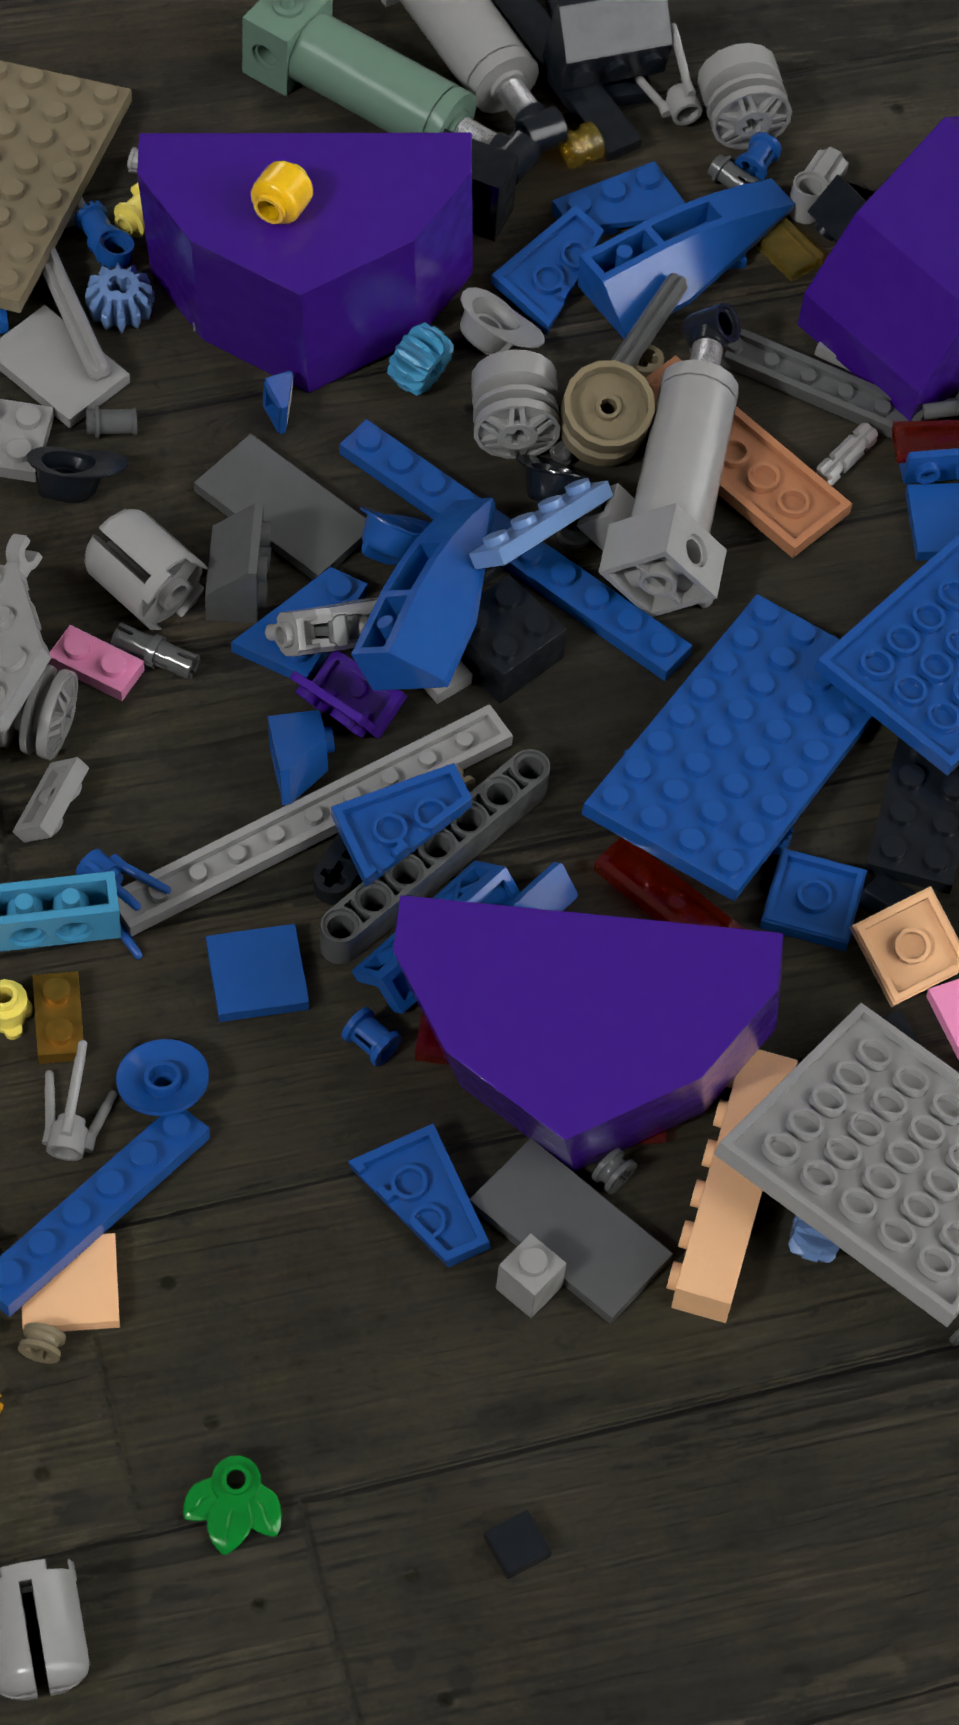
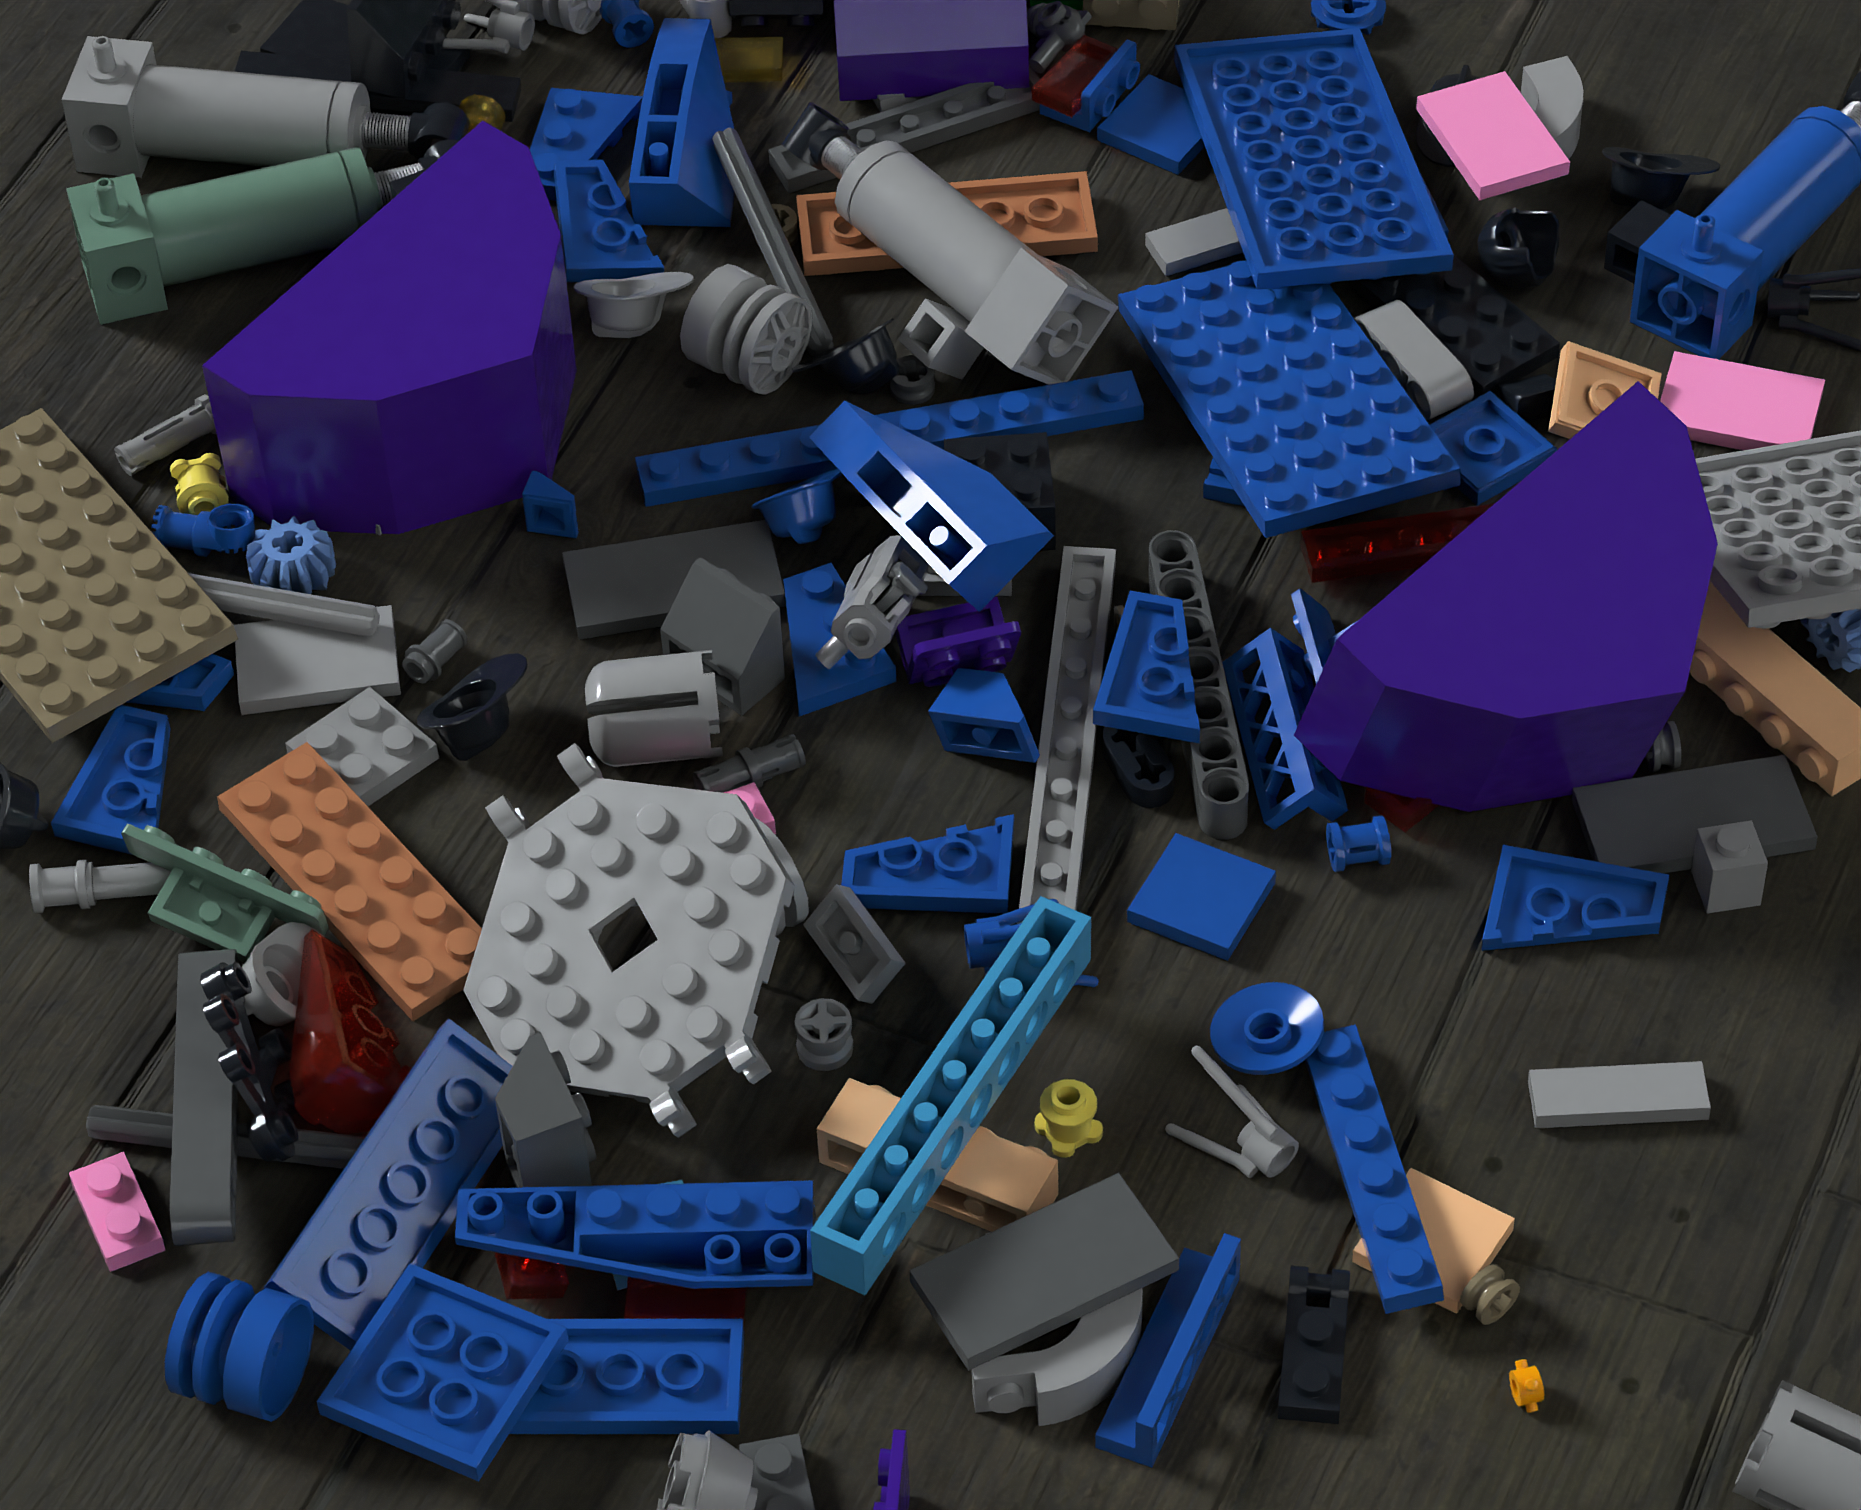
camera: 45 degrees left, 10 degrees down
(57, 1016) = (1120, 1083): pearl gold plate -> none
(150, 810) = (938, 874): none -> blue wing
(233, 1511) = (1796, 1244): green plate -> none
(281, 192) = (412, 287): yellow head -> none
(281, 1324) = (1619, 1094): none -> light grey tile
(420, 358) = (615, 371): dark azure gear -> none
(537, 526) = (926, 372): medium blue plate -> none
(606, 413) = (835, 261): dark tan wheel -> none
(728, 173) = (626, 46): dark grey pin -> none
(843, 603) = (1193, 242): none -> light grey tile
(847, 453) = (1019, 145): light grey axle -> none
(850, 804) = (1417, 359): none -> light grey beam

